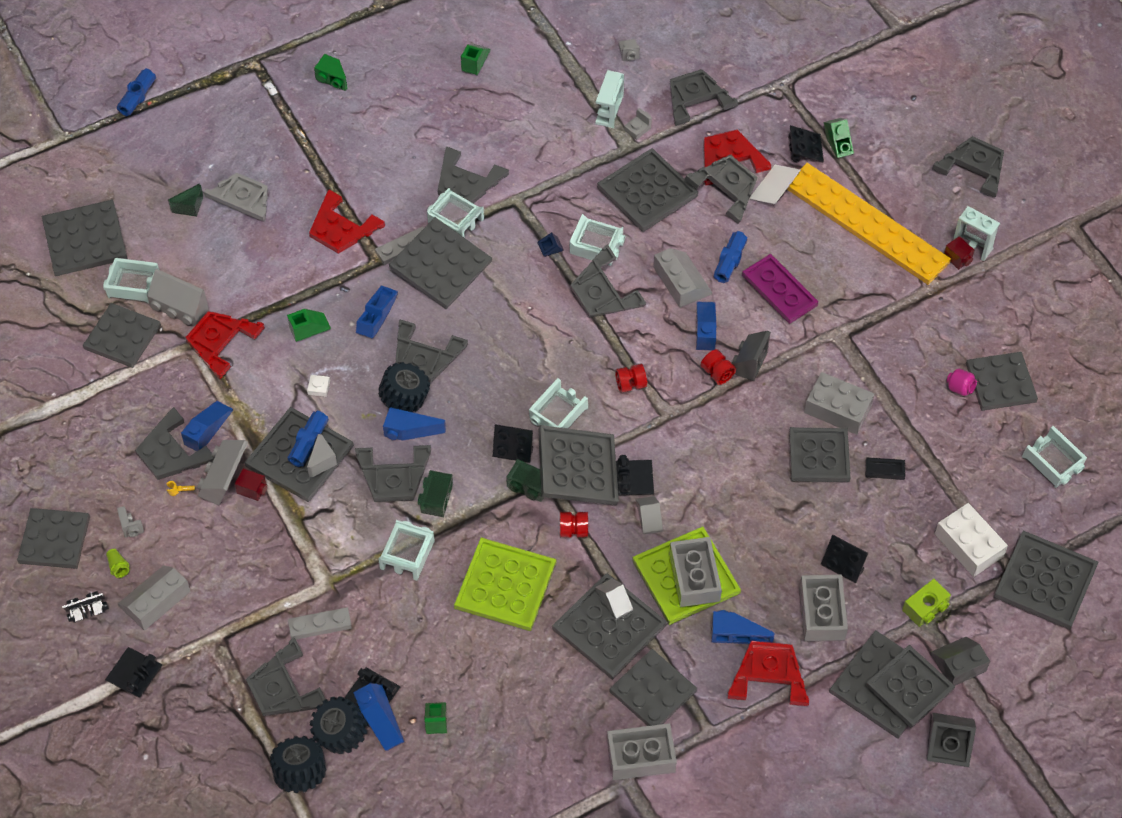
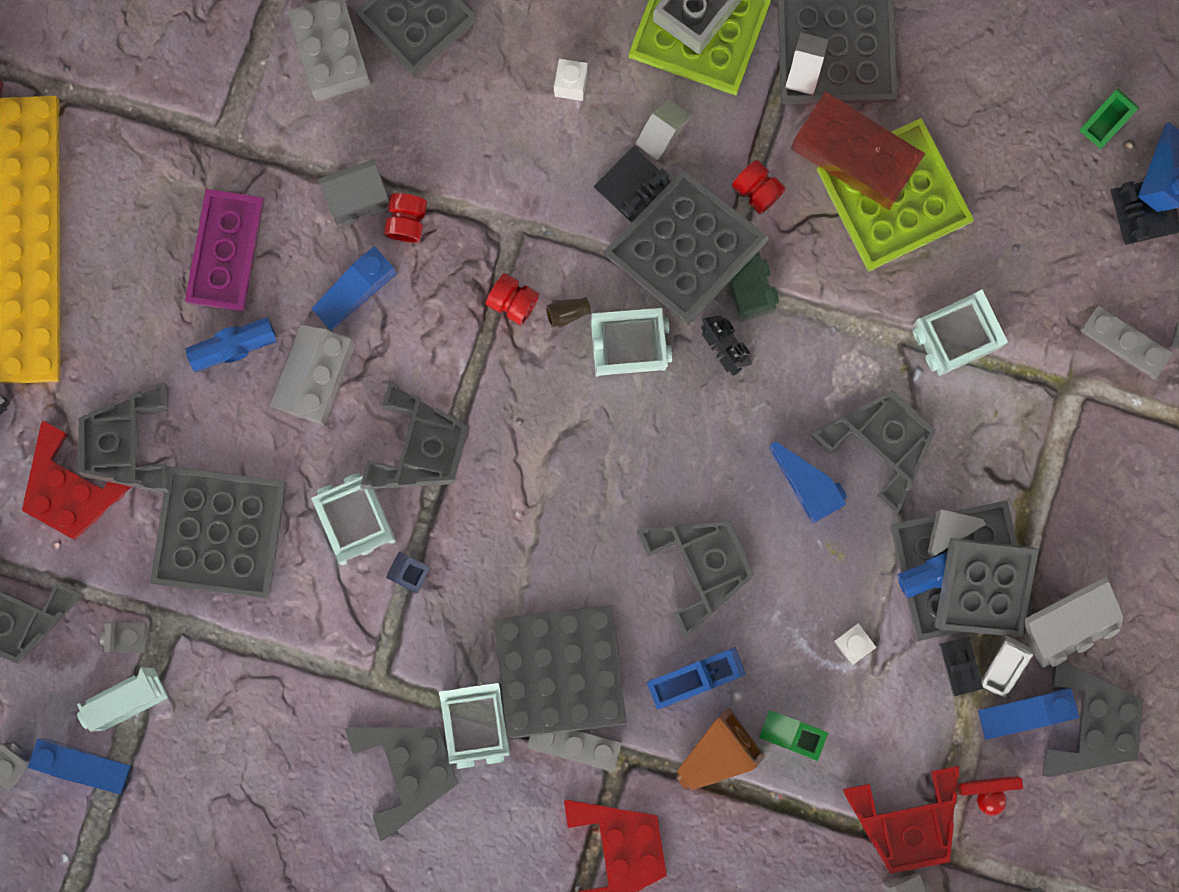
camera: 130 degrees left, 25 degrees up
(175, 489) = (1131, 662): yellow hand -> none
(194, 379) = (990, 797): none -> red tile
(237, 429) = (1006, 666): none -> tile
(251, 484) = (1052, 580): dark red brick -> none
(259, 412) = (961, 666): none -> black hips
(280, 441) = (986, 587): none -> dark grey plate
(332, 292) = (720, 754): none -> dark orange slope
(404, 387) = (774, 531): black wheel -> none
(436, 493) = (863, 369): clear green brick -> none
(543, 575) = (857, 150): none -> clear red brick
(595, 72) = (78, 765): none -> blue slope
(602, 396) = (566, 311): none -> dark brown cone
(715, 490) = (571, 79): none -> white brick
(774, 184) = (68, 390): white sticker -> none

